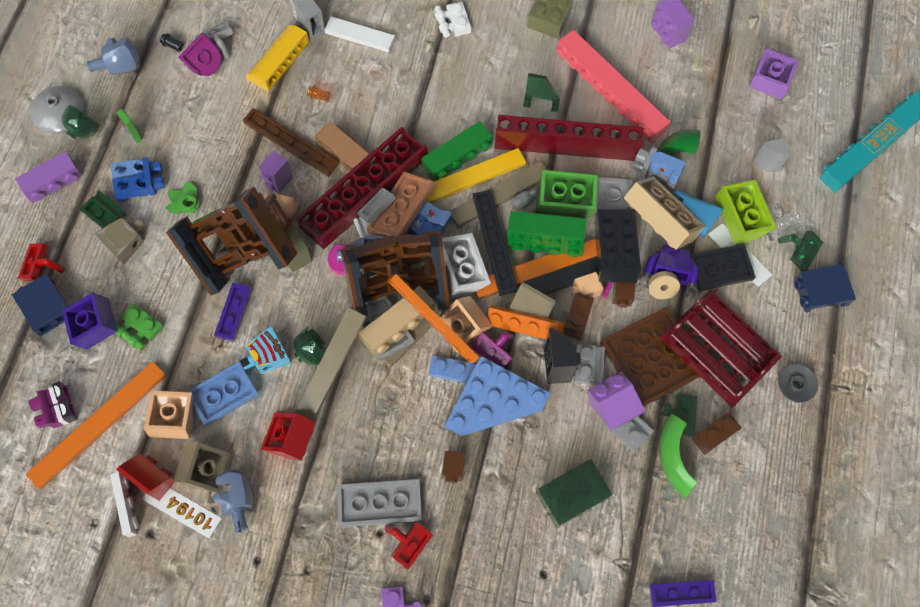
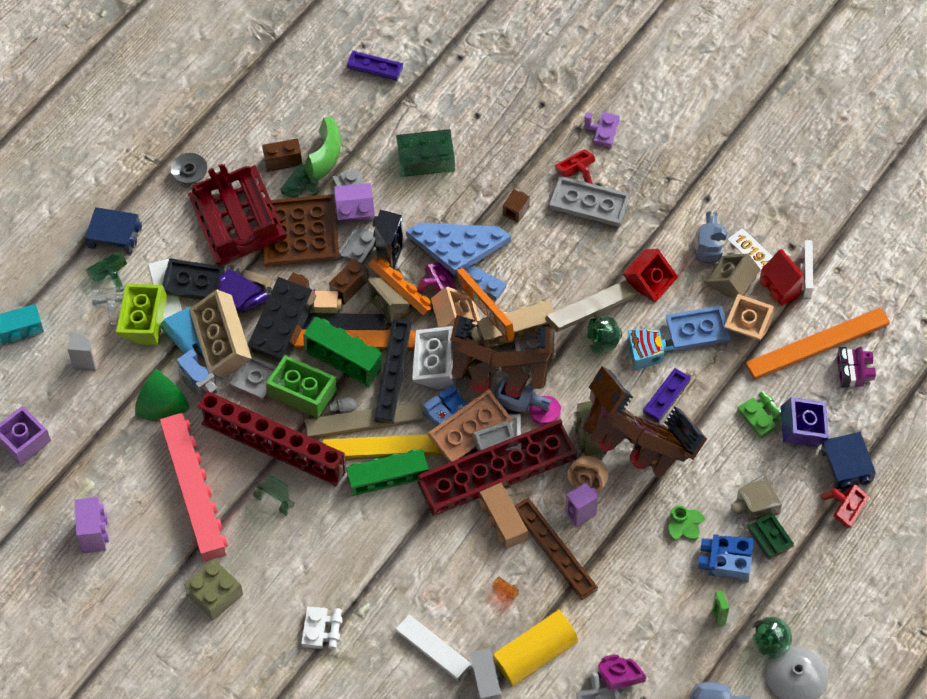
camera: 155 degrees left, 10 degrees down
(48, 177) = (819, 590): medium lavender brick -> none

